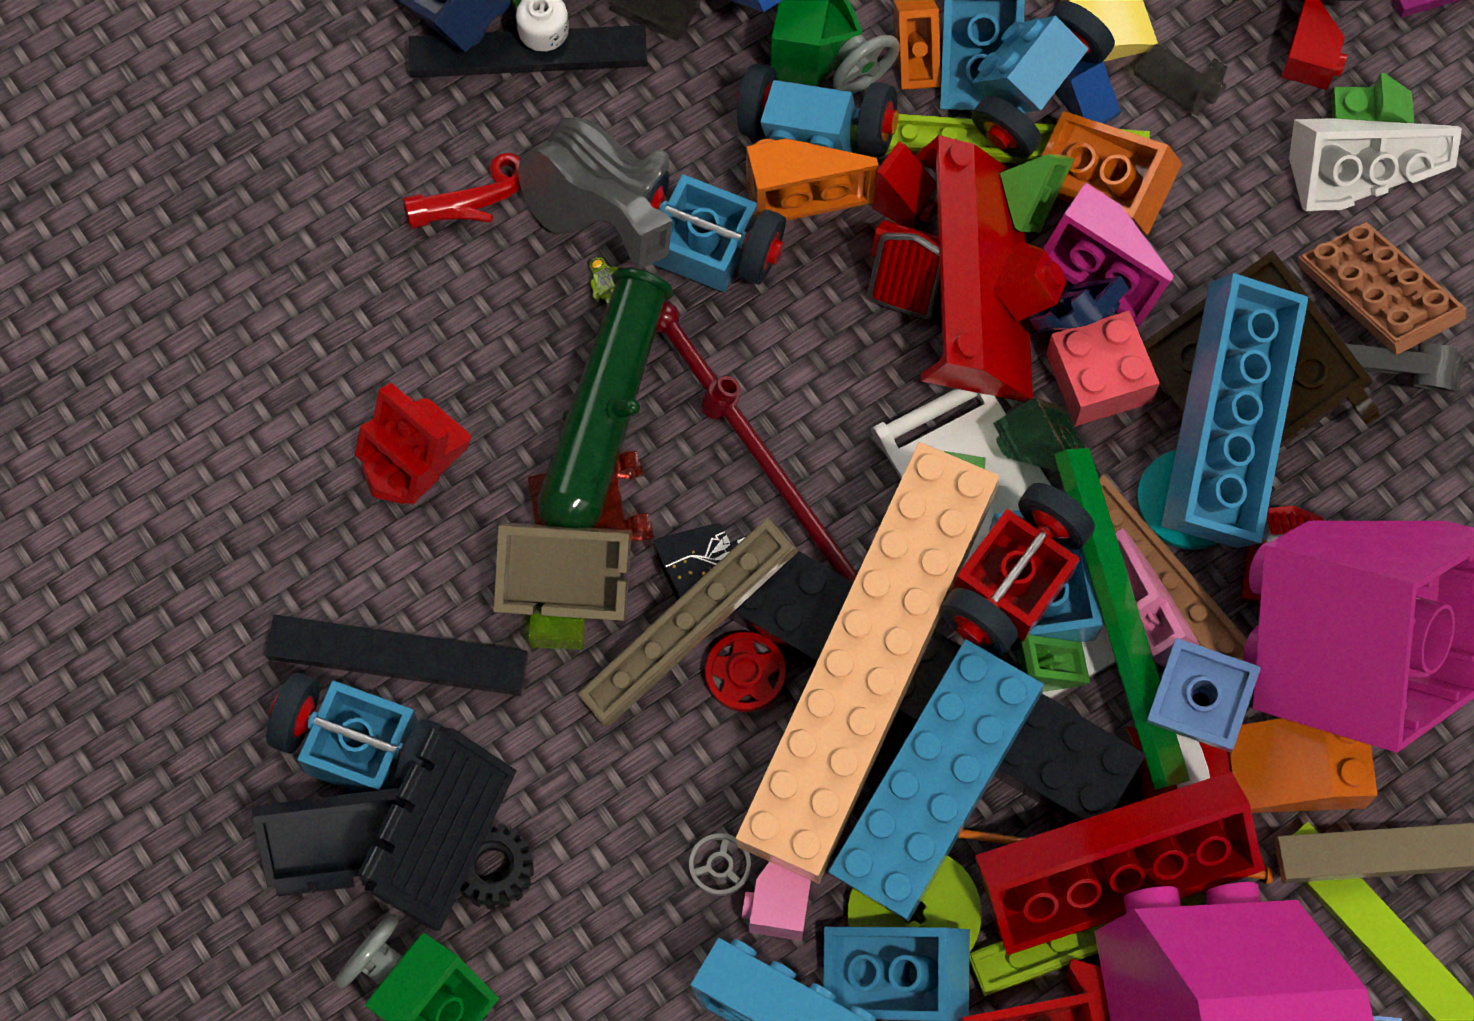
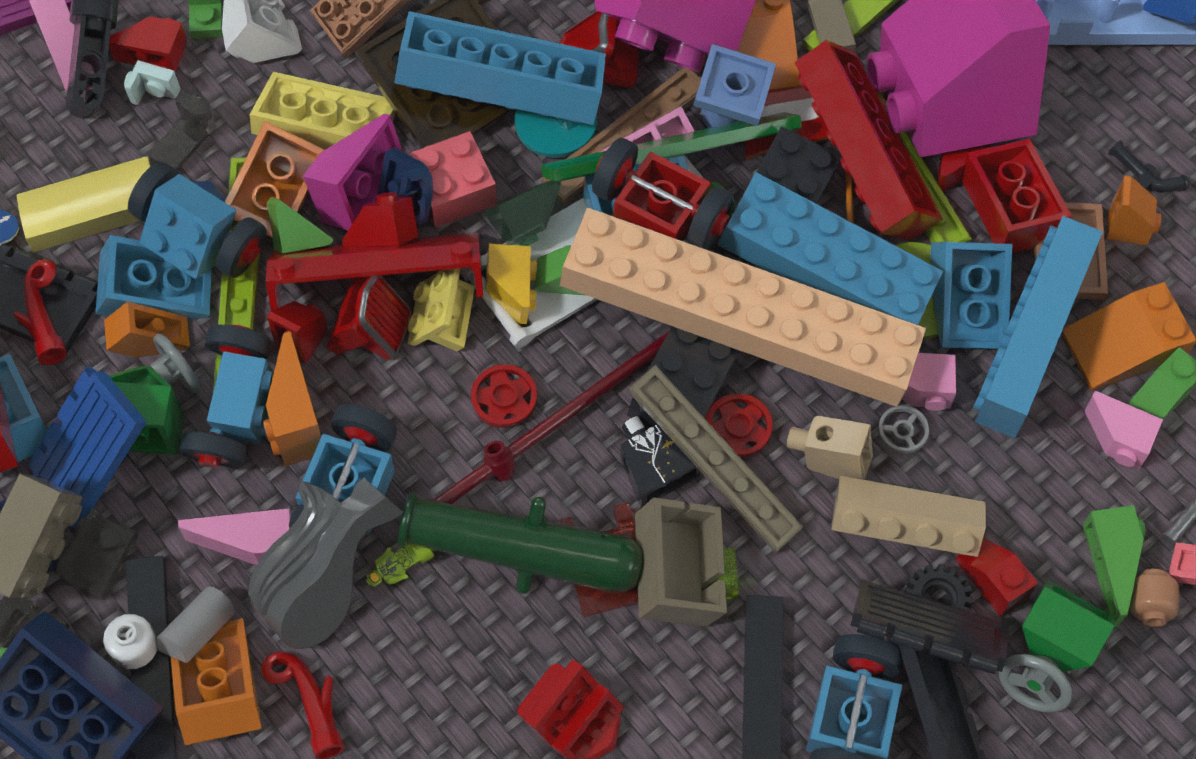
camera: 95 degrees left, 5 degrees down
(496, 104) = (217, 688): none -> orange slope
(515, 940) = (998, 576): none -> red slope
(557, 84) = (195, 625): none -> light grey brick
(596, 844) = (909, 516): none -> tan brick
(658, 125) = (238, 535): none -> bright pink slope
(692, 770) = (834, 447): none -> tan torso
(808, 413) = (504, 396): none -> red wheel
(908, 345) = (441, 310): none -> light yellow bracket
(952, 419) = (509, 279): none -> yellow slope
(1209, 224) = (315, 109): none -> light yellow slope
(1260, 38) = (150, 78): none -> light aqua bracket

